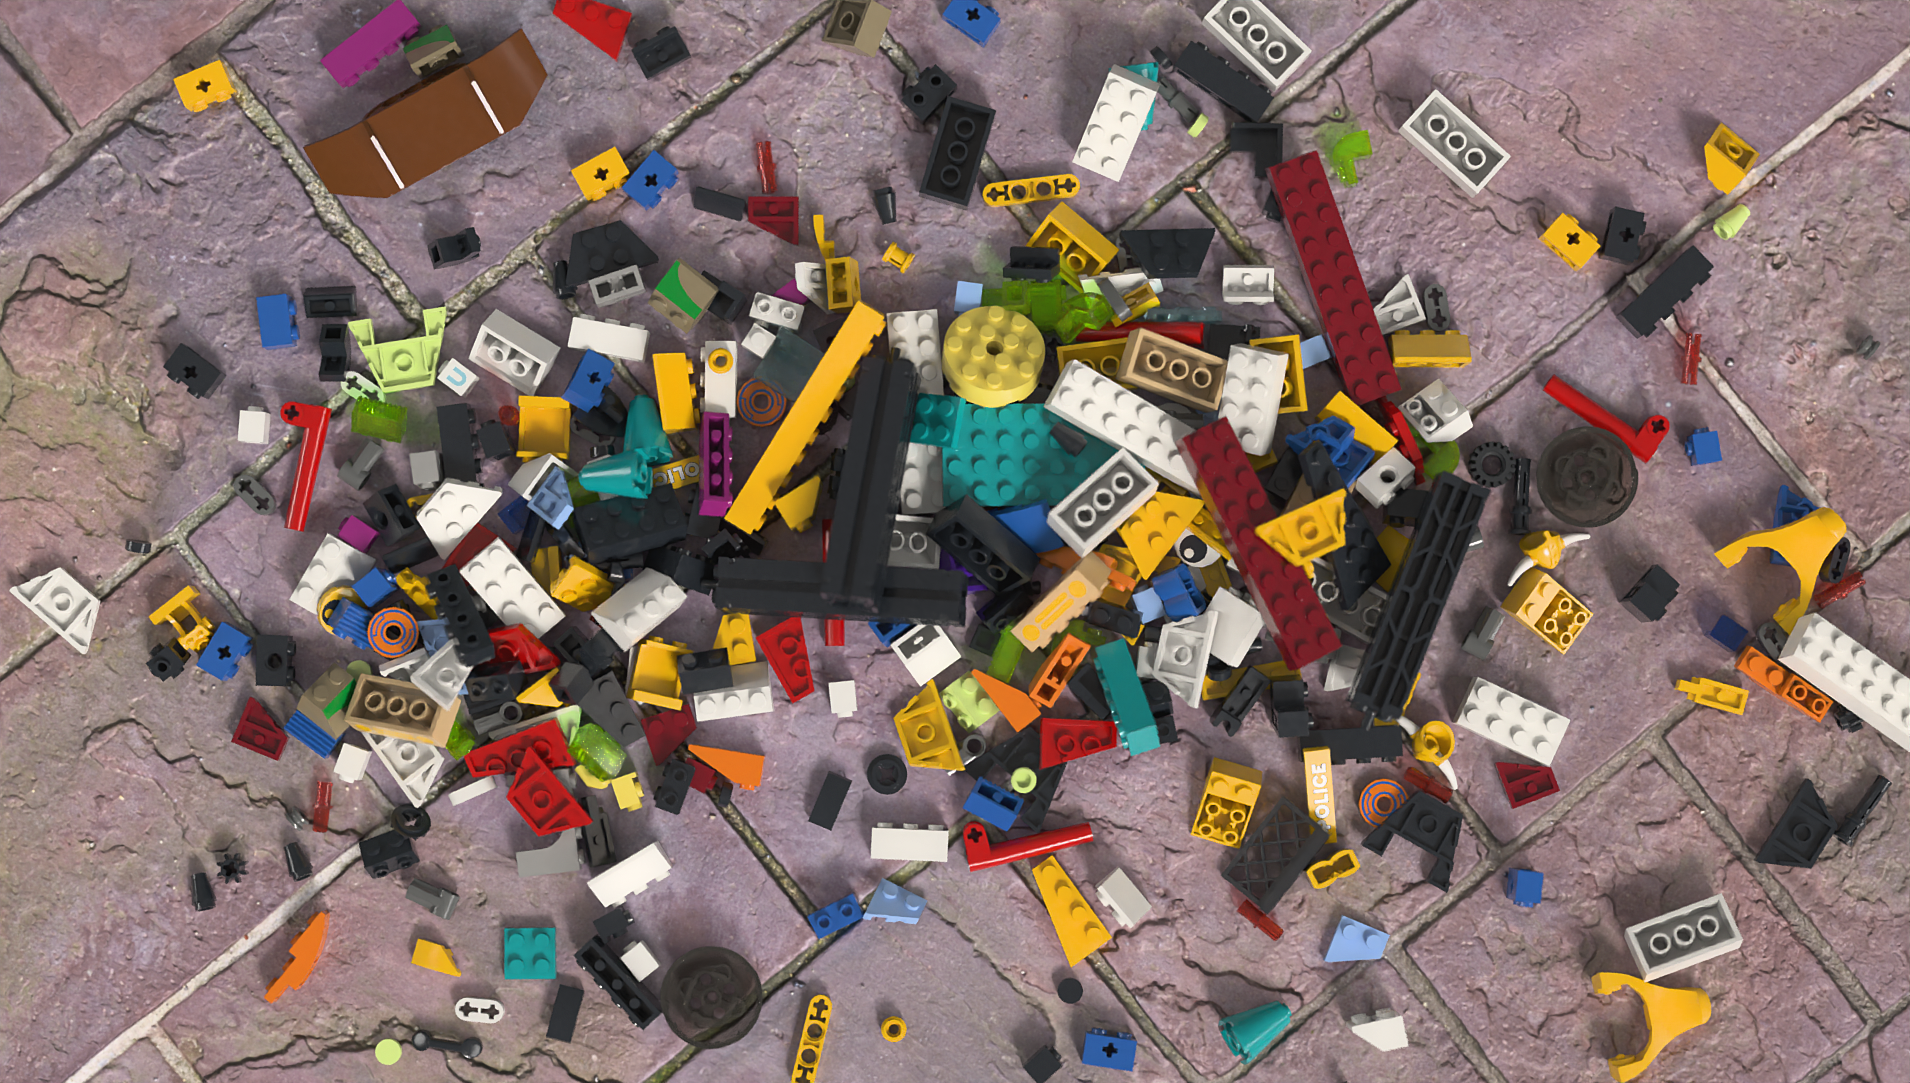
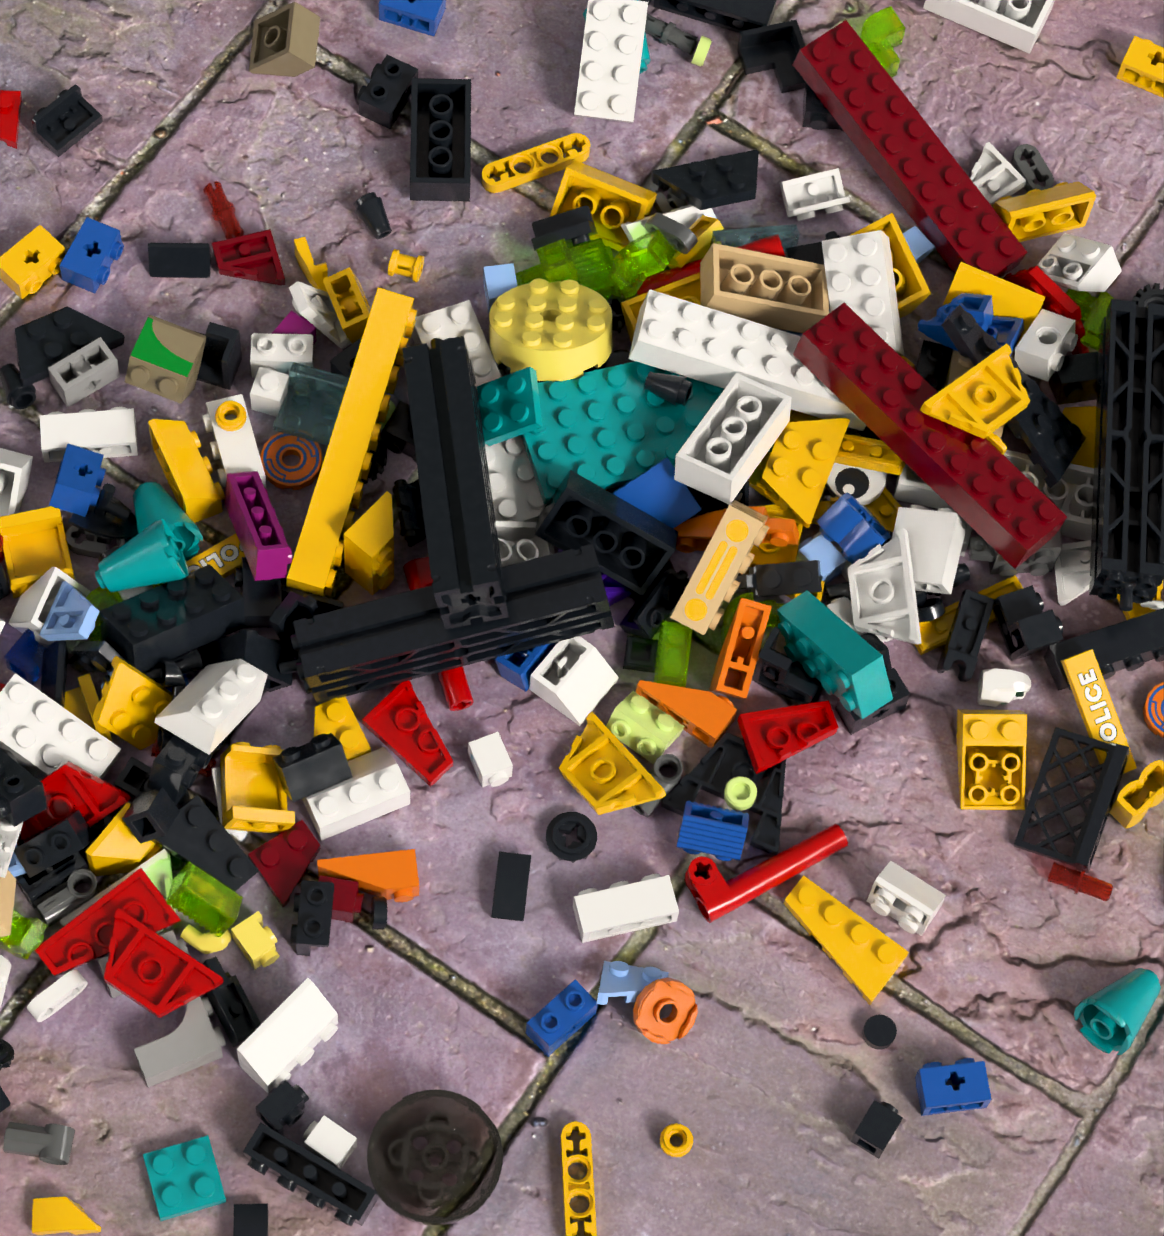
camera: 20 degrees left, 20 degrees down
(909, 923) = (650, 1002): none -> orange tile
(1254, 750) = (1001, 686): none -> white rock

